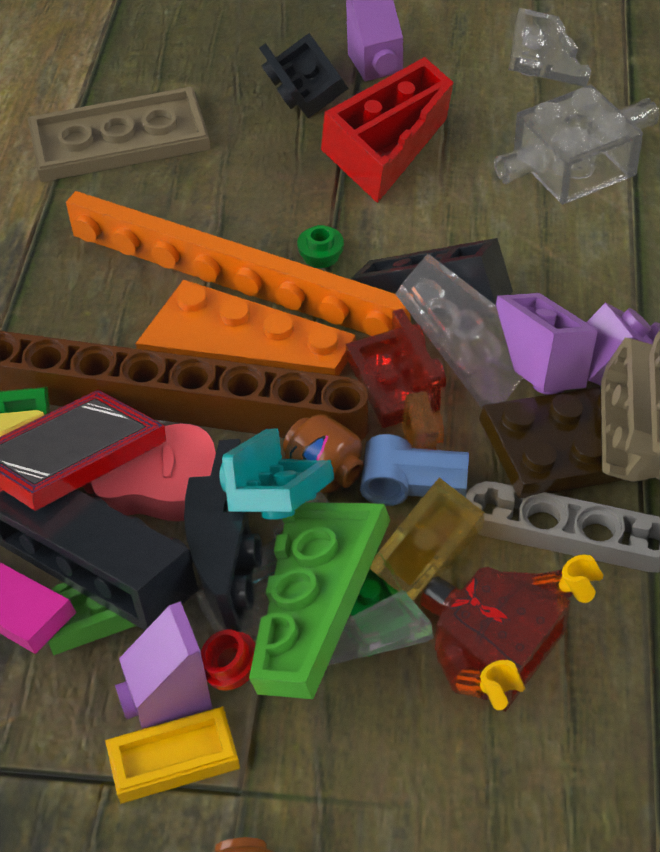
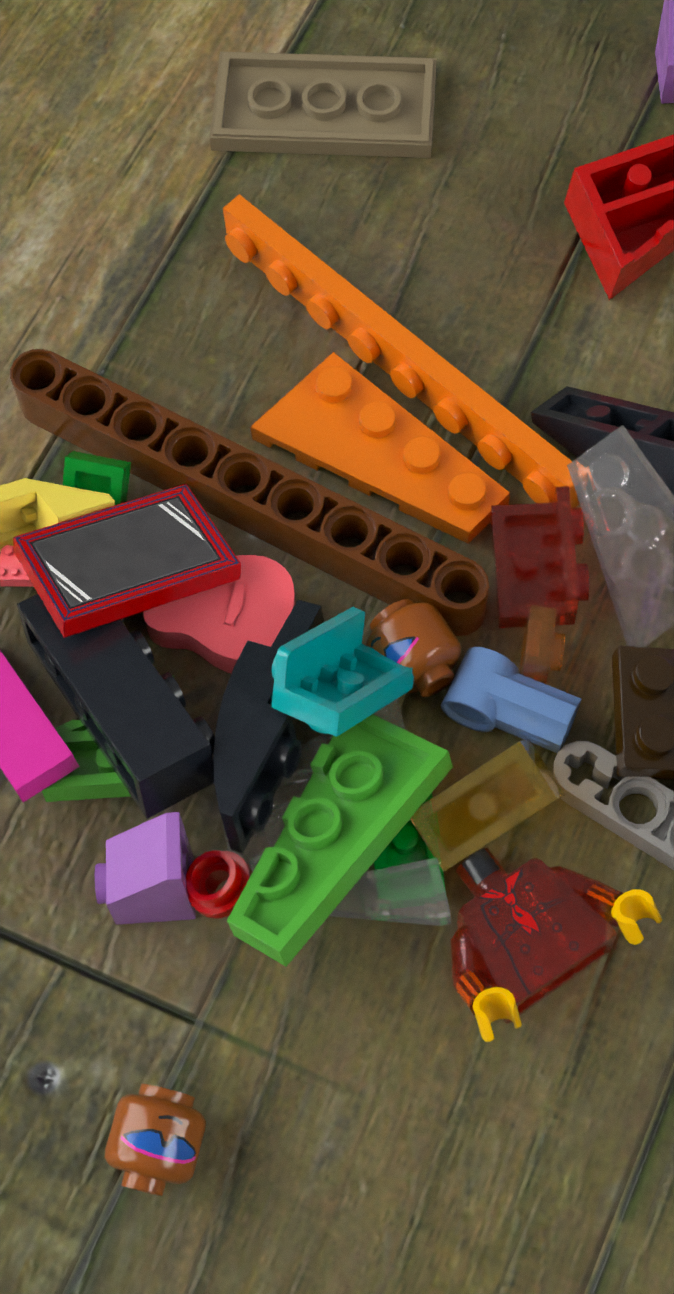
camera: 20 degrees right, 15 degrees up
(172, 754) = (136, 956): yellow tile -> none
(305, 74) = (580, 80): black bracket -> none
(320, 246) = (514, 361): green plate -> none

